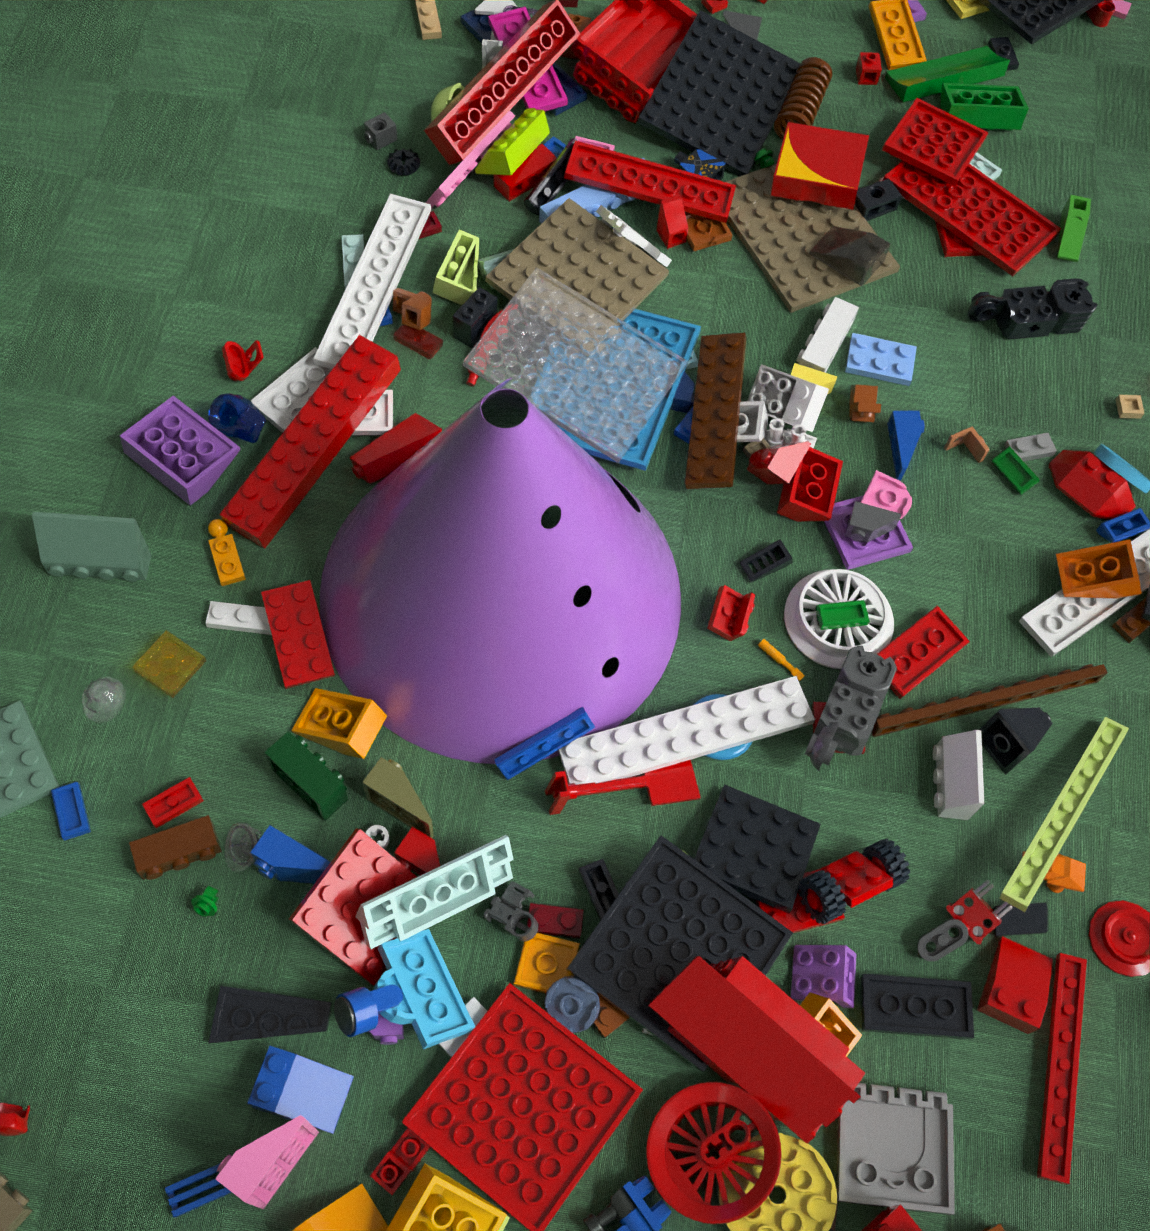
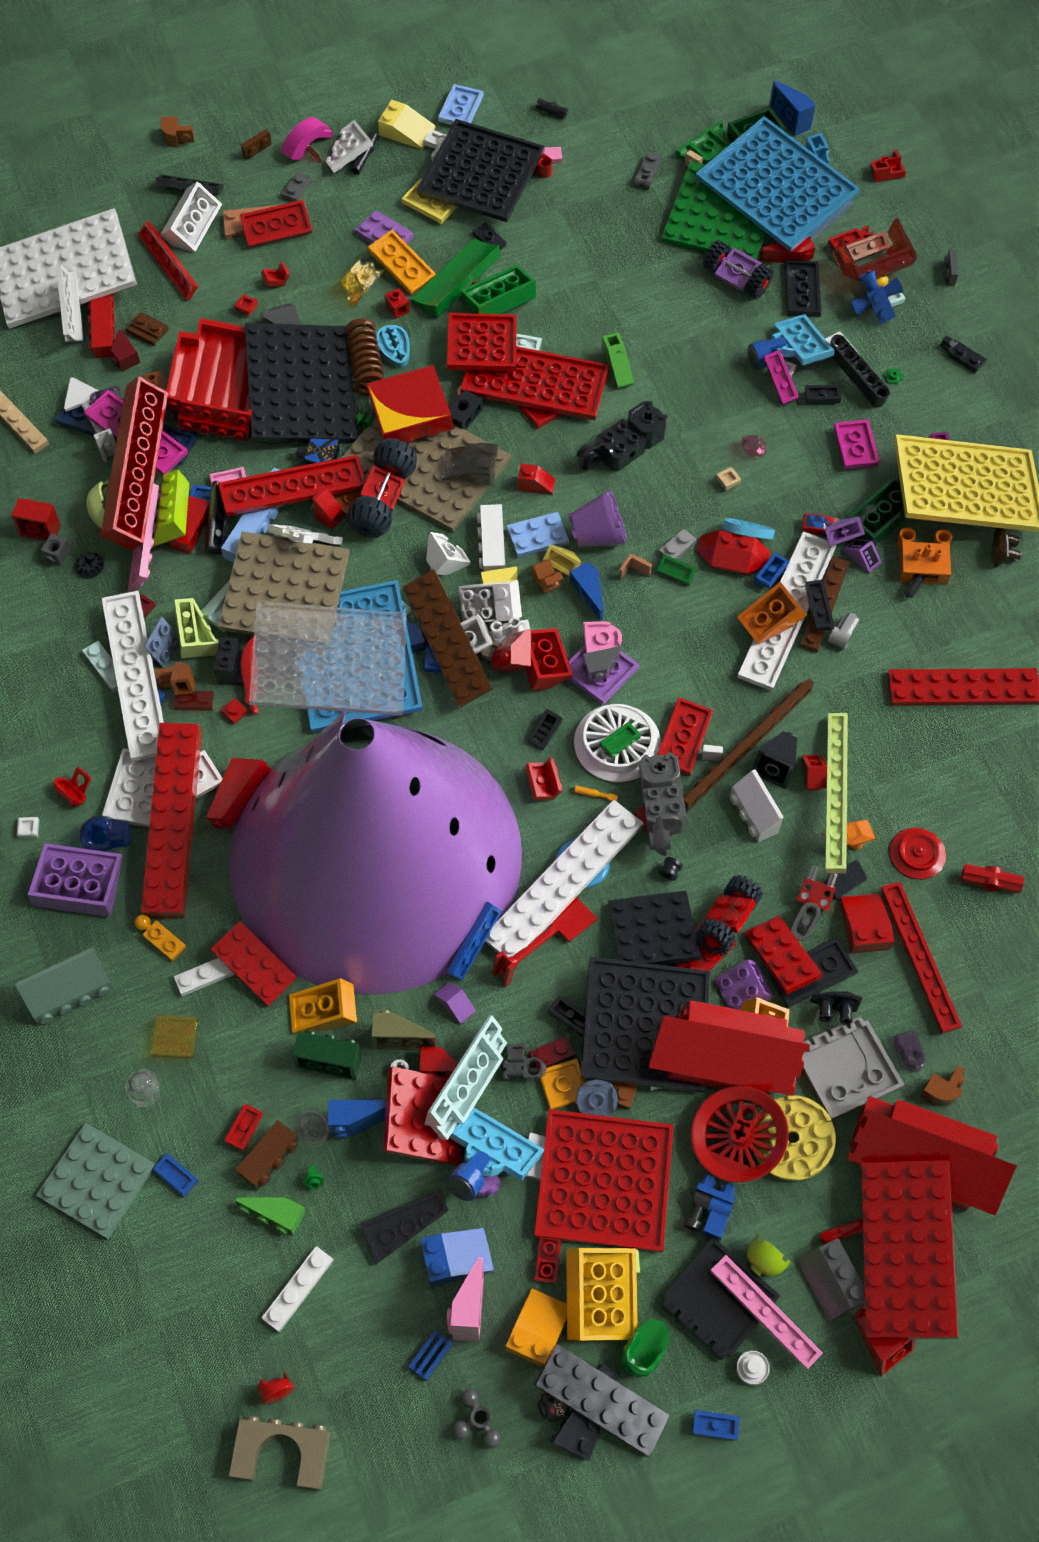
camera: 25 degrees left, 0 degrees up
(108, 1018) = (297, 1289): none -> white plate
(144, 916) = (276, 1210): none -> bright green slope
(174, 375) = (28, 827): none -> white tile
(378, 91) = (35, 519): none -> red brick
(420, 265) = (161, 642): none -> sand blue hinge
(451, 371) = (234, 711): none -> red plate
(484, 800) = (455, 1002): none -> medium lavender slope
(717, 245) = (373, 509): none -> black plate
(765, 329) = (444, 556): none -> white slope
(817, 789) = (670, 868): none -> black wheel
(831, 106) = (402, 345): none -> medium azure piece
(843, 28) = (358, 280): none -> clear yellow piece
(892, 395) = (562, 559): none -> light yellow slope
(893, 965) = (783, 955): none -> red plate
(910, 302) = (535, 479): none -> red slope
(936, 1064) = (842, 1001): none -> black connector
(941, 687) = (712, 753): none -> white tile
(955, 377) = (598, 523): none -> medium lavender cone
(986, 1169) = (910, 1047): none -> clear purple piece
(1051, 774) = (814, 772): none -> red slope

